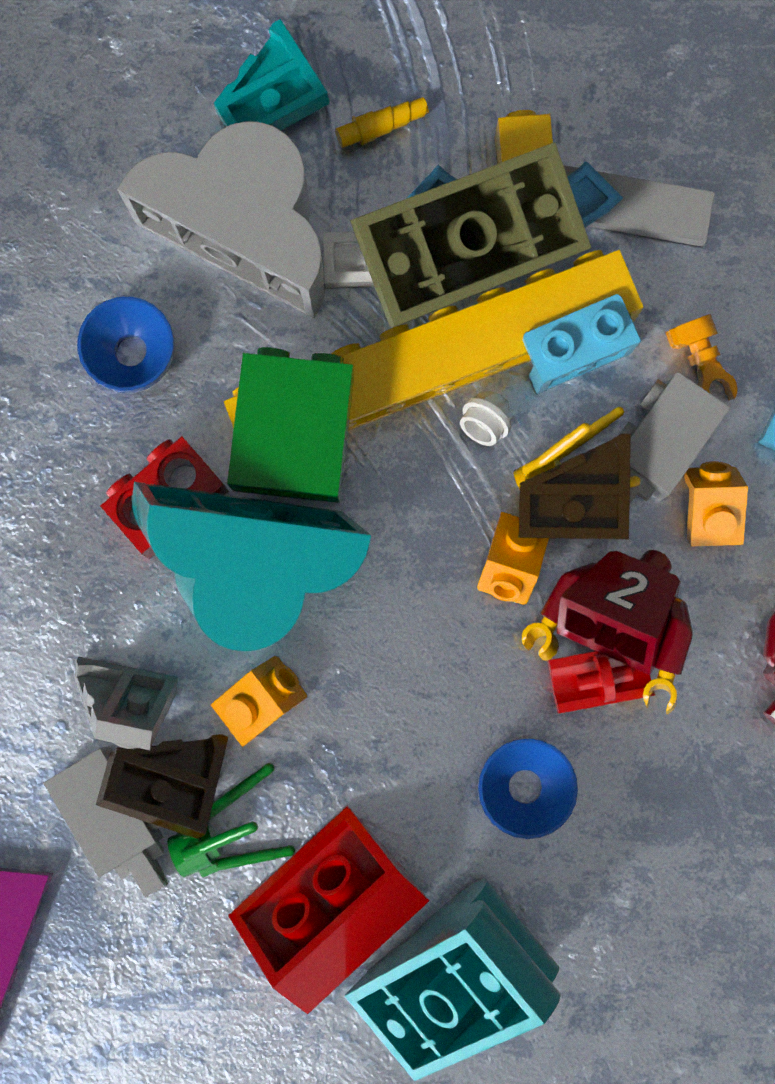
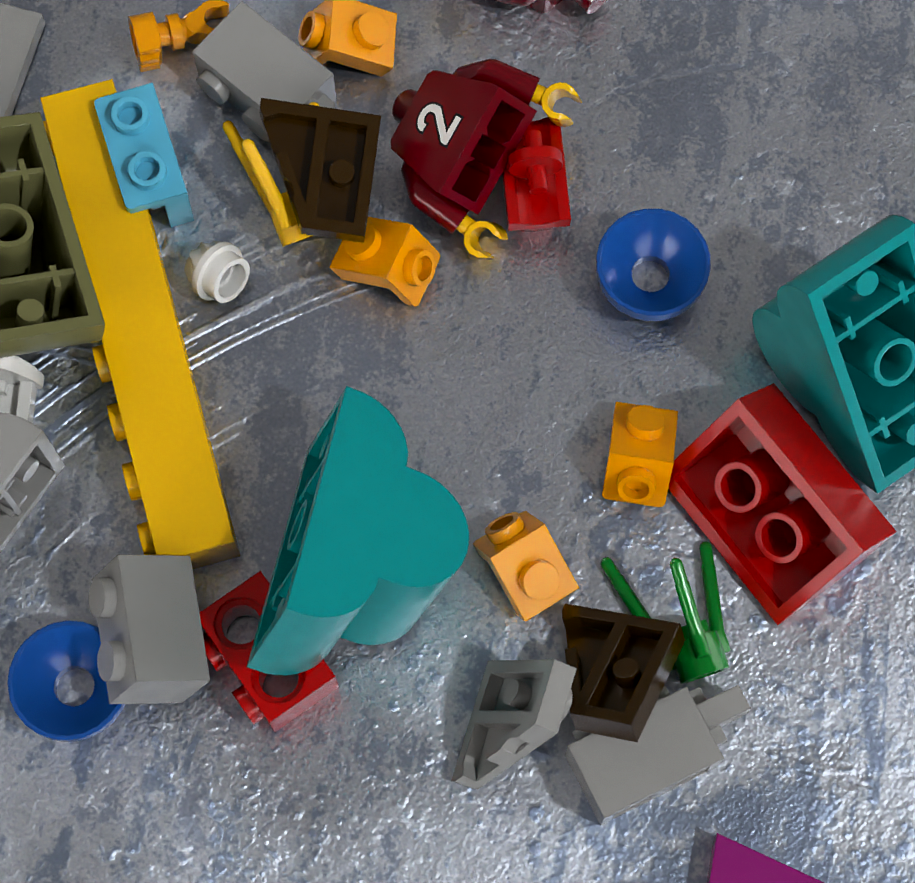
camera: 85 degrees left, 10 degrees down
(166, 400) = (149, 629): none -> light grey brick
(291, 425) = (202, 472): green brick -> none
(362, 790) = (640, 454): none -> light orange bracket

